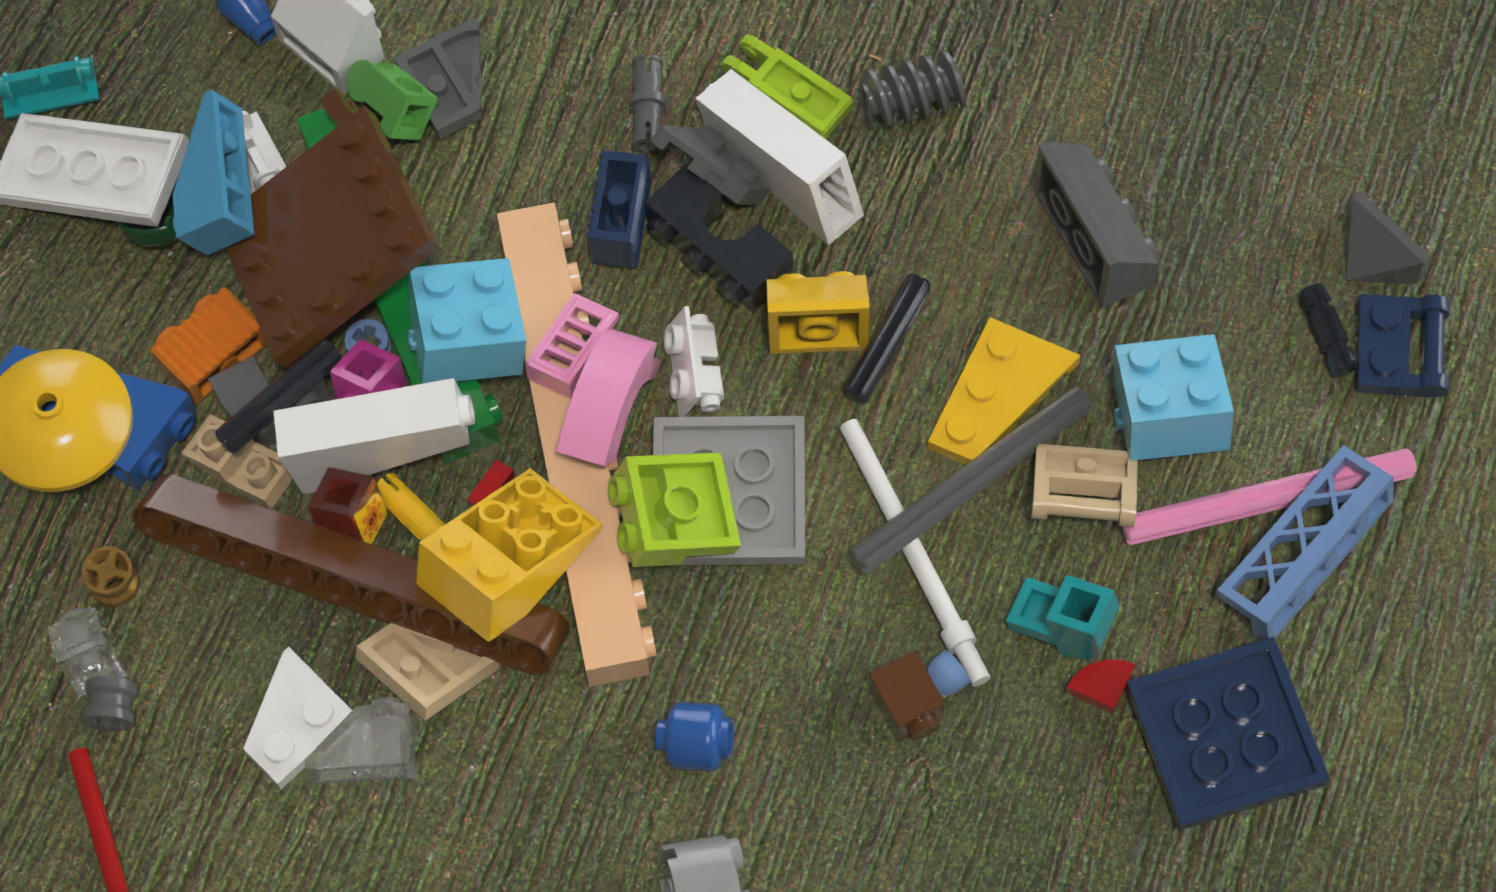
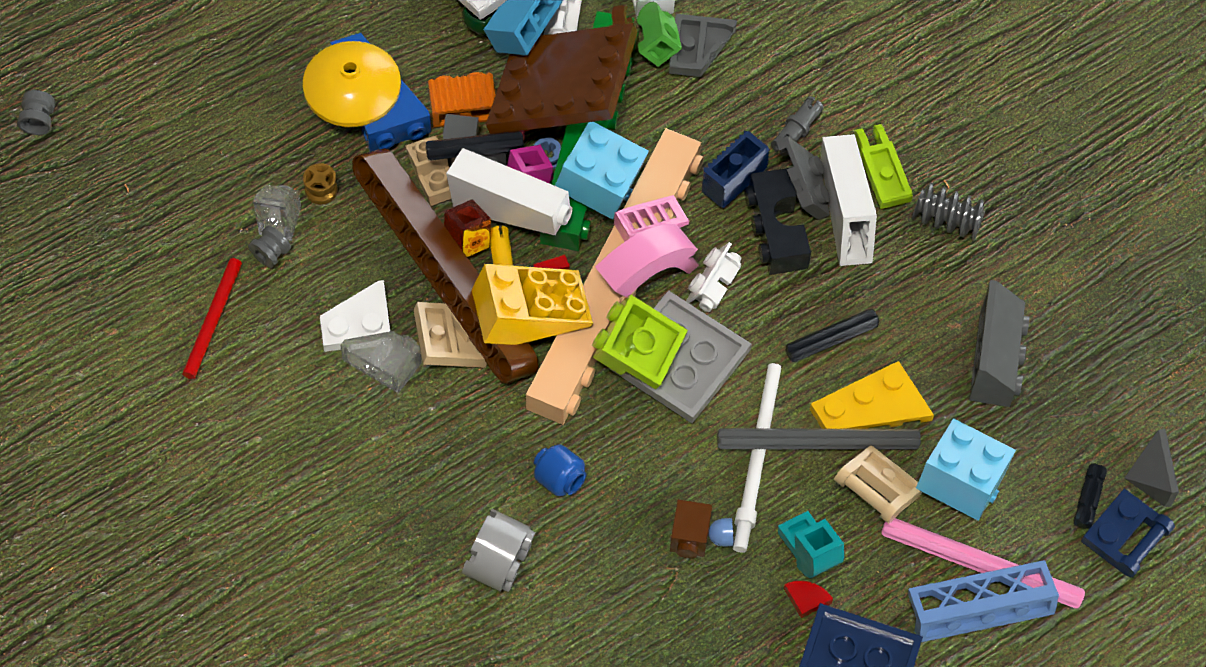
camera: 30 degrees right, 5 degrees down
(818, 313) = (801, 294): yellow slope -> none

